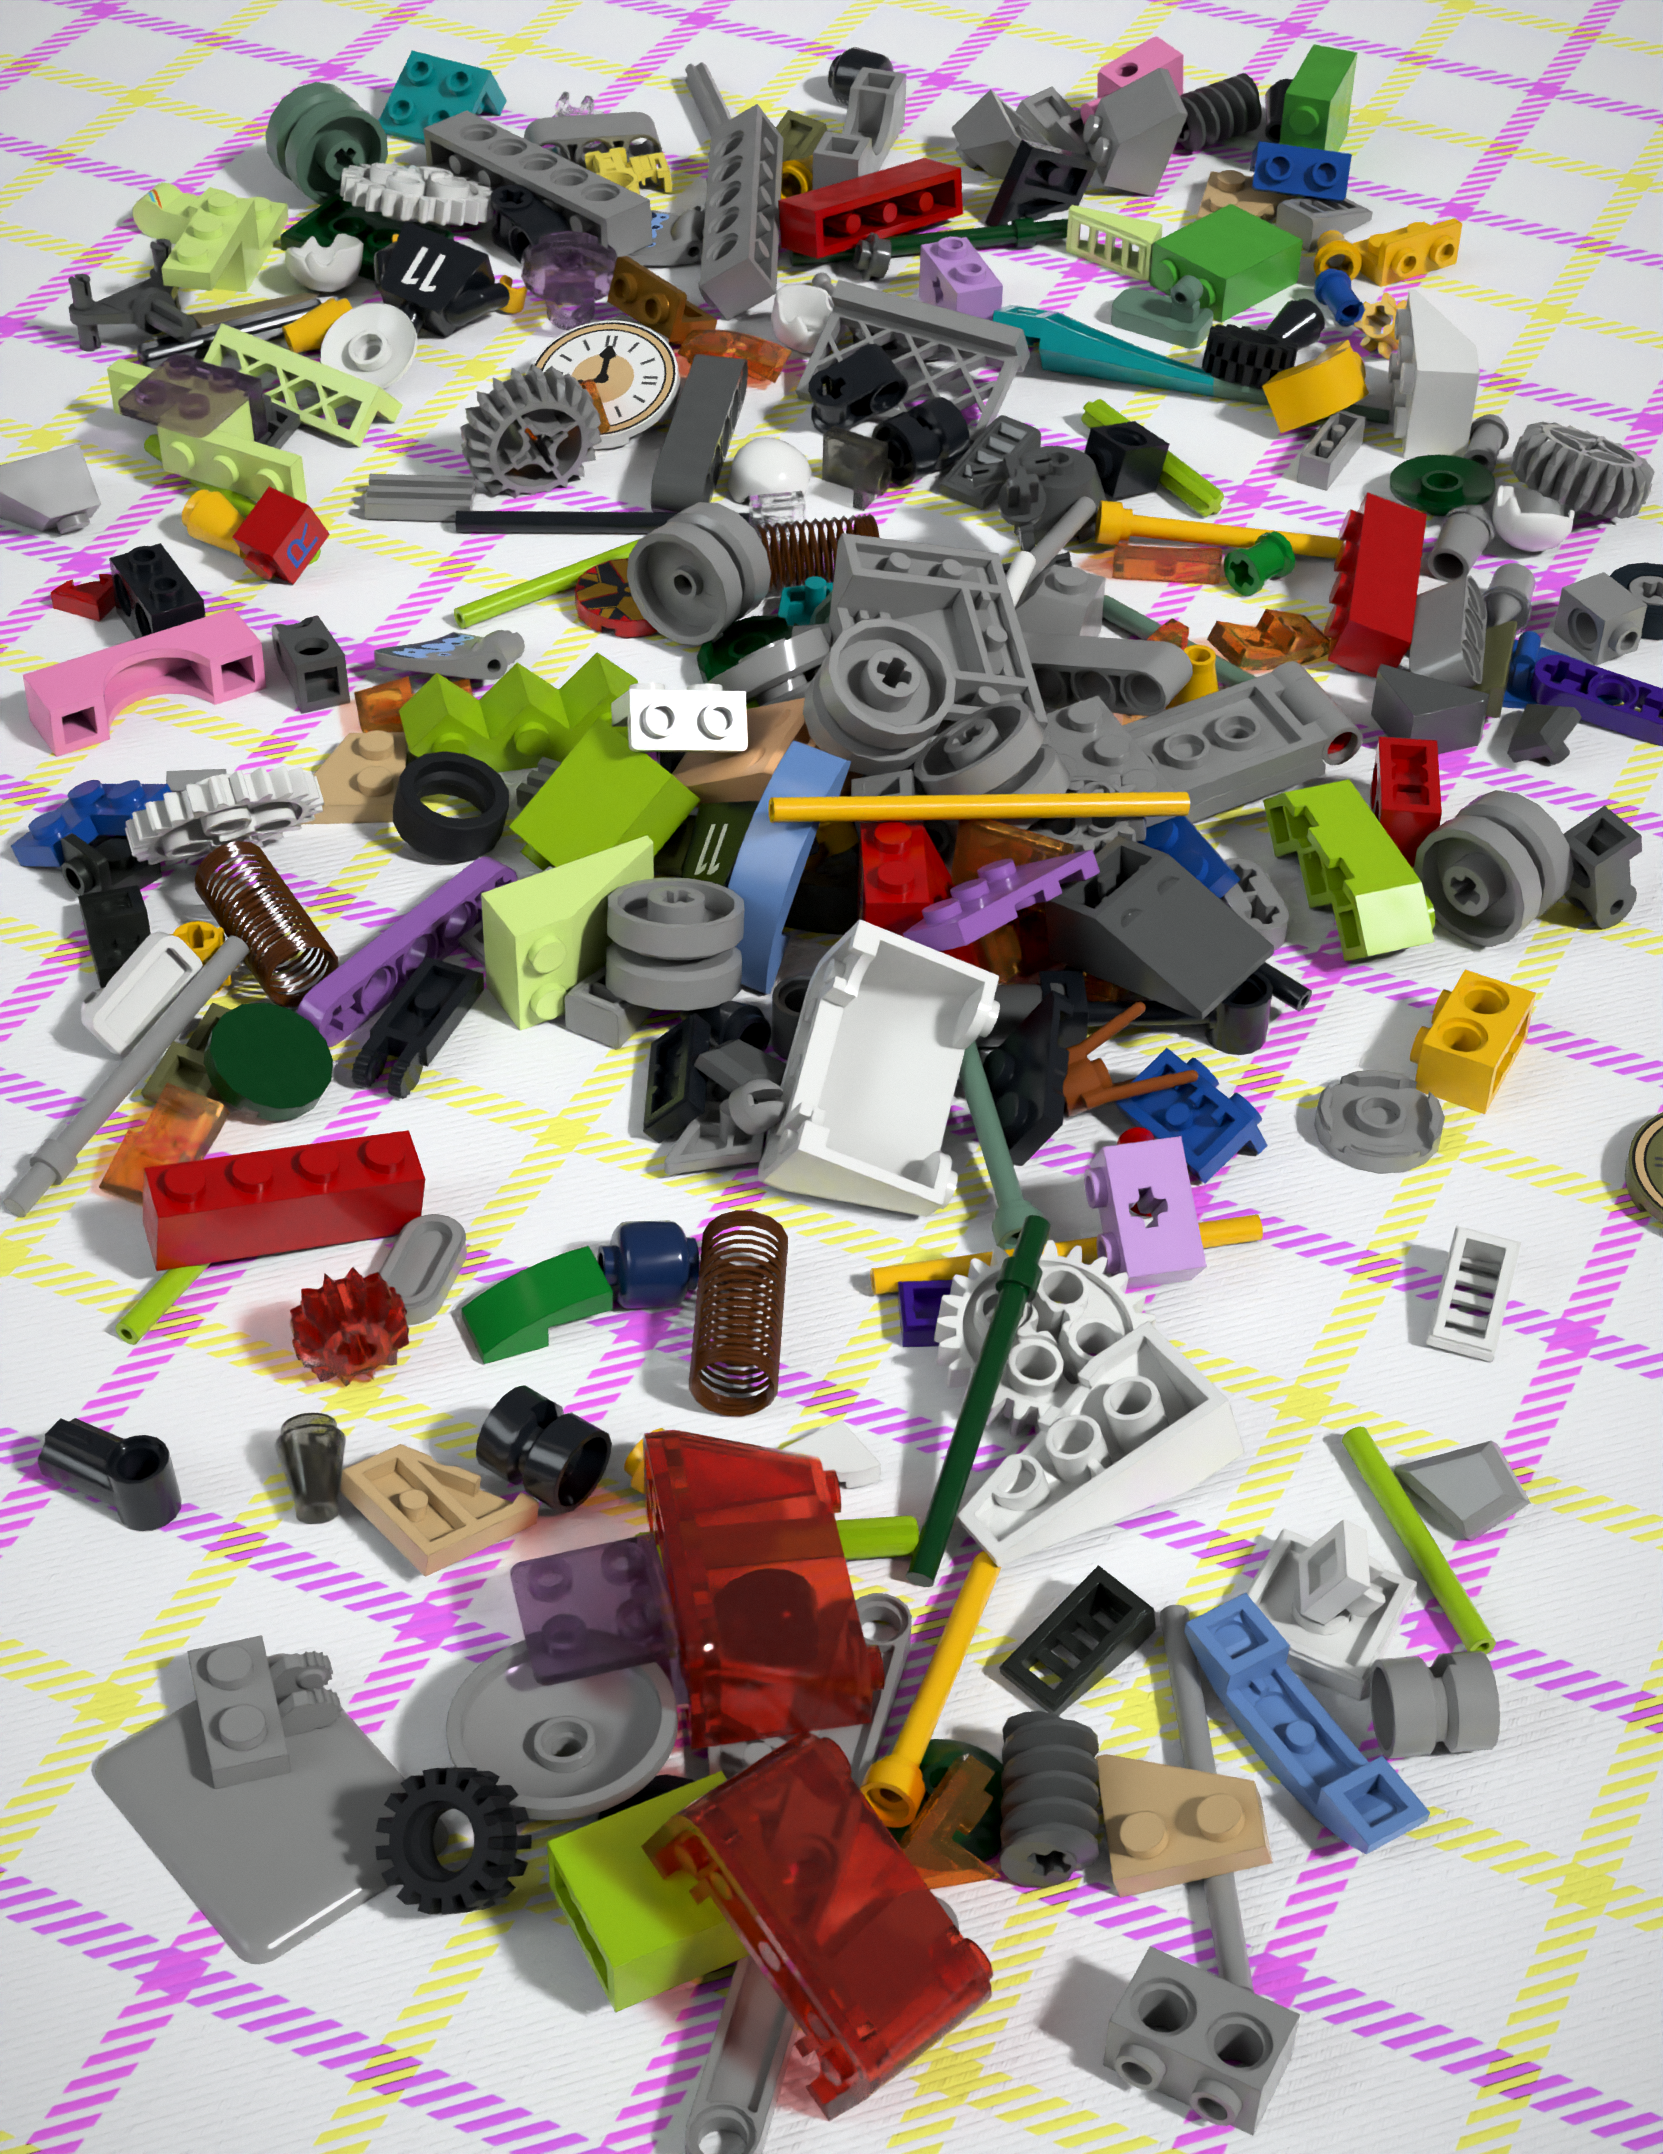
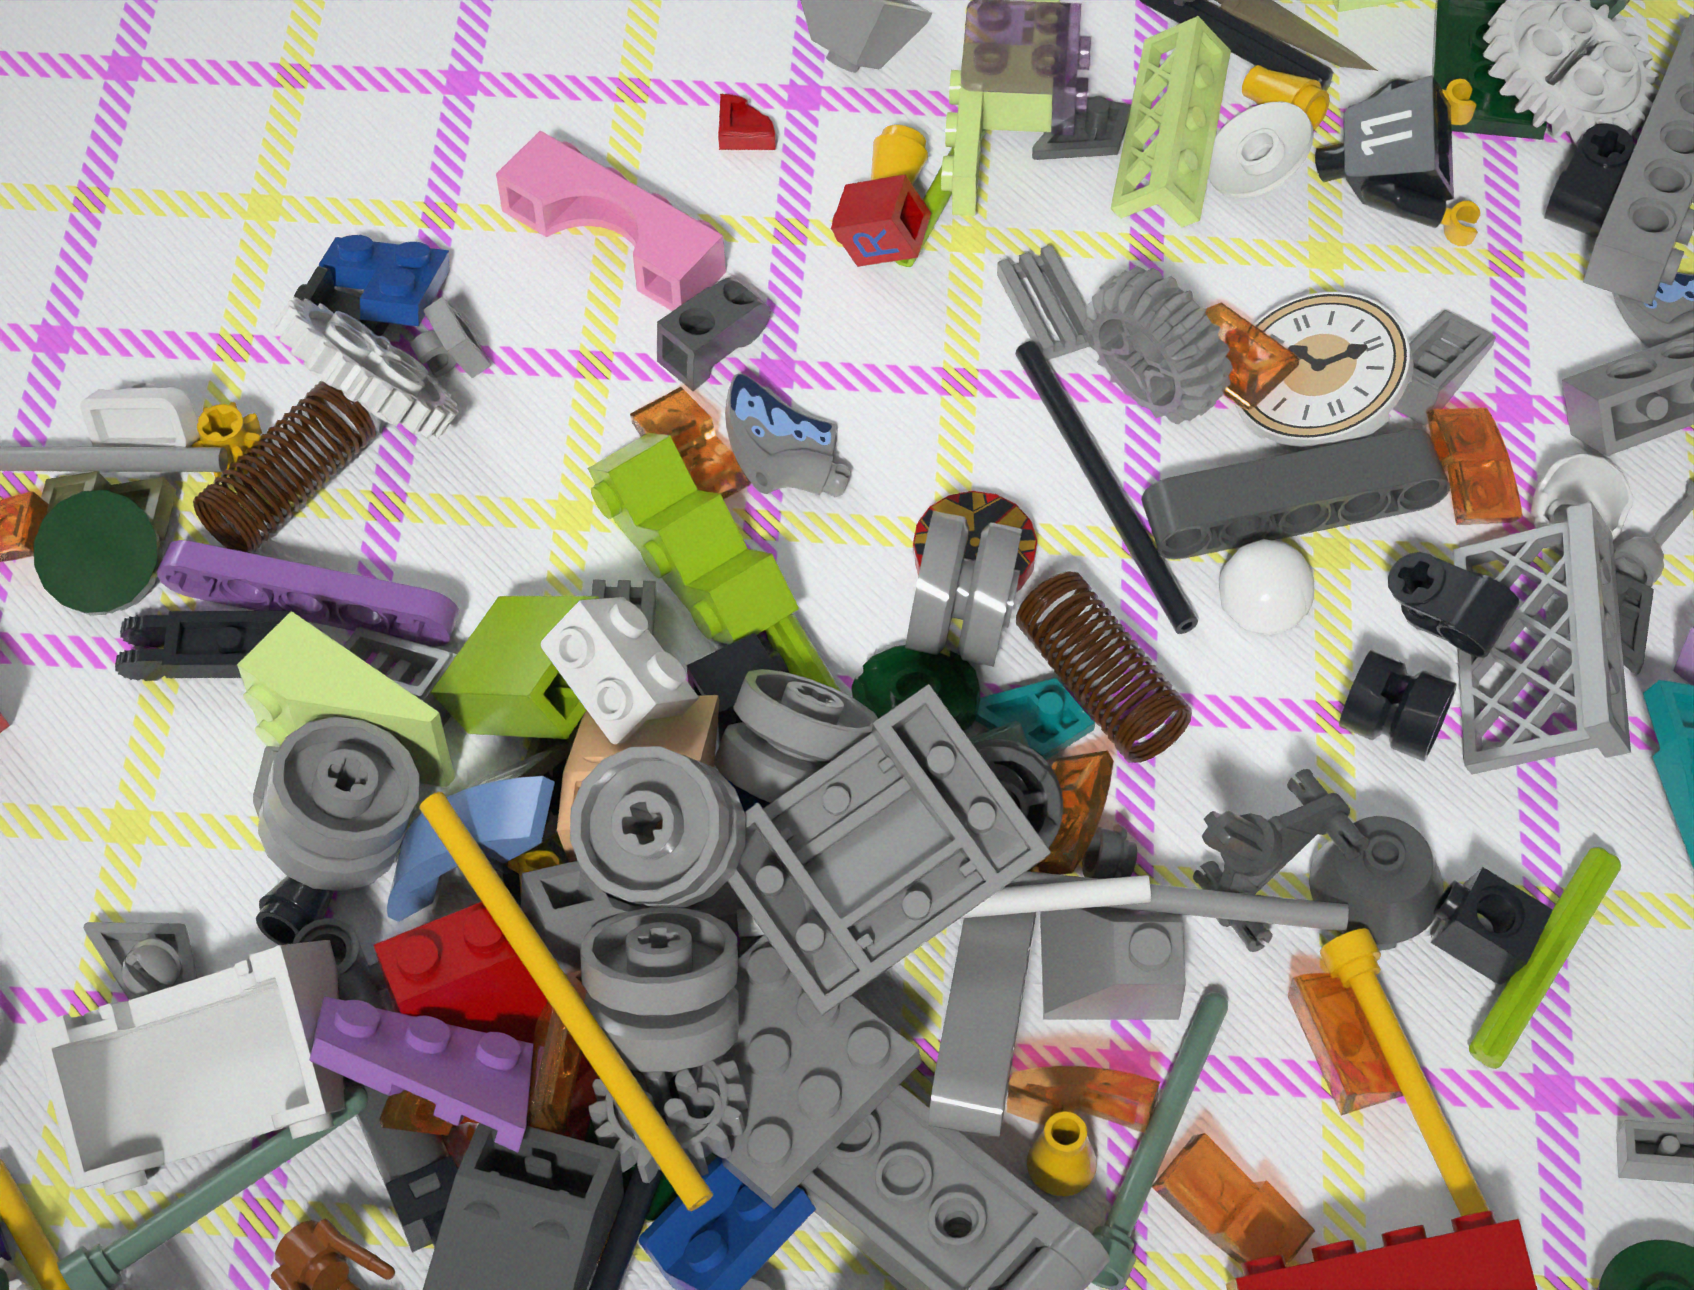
camera: 70 degrees right, 15 degrees up
(114, 927) = (249, 375): pearl dark grey slope -> none
(153, 591) = (728, 174): black brick -> none
(326, 267) = (1397, 45): white hair -> none
(362, 778) = (553, 449): tan wing -> none
(447, 836) = (523, 491): black tyre -> none
(534, 589) = (964, 471): lime piece -> none
(568, 271) = (1489, 256): clear purple tile -> none
(655, 302) = (1511, 361): pearl gold bracket -> none
(674, 1085) = (204, 888): black plate -> none
(735, 1064) = (216, 934): dark grey piece -> none
(777, 508) = (1165, 628): clear tile -> none
(856, 464) = (1319, 680): clear smoke bracket -> none
(999, 438) = (1444, 776): dark grey slope -> none
(1029, 1078) = (308, 1186): black wing -> none
(1253, 566) = (1375, 1145): green bush -> none

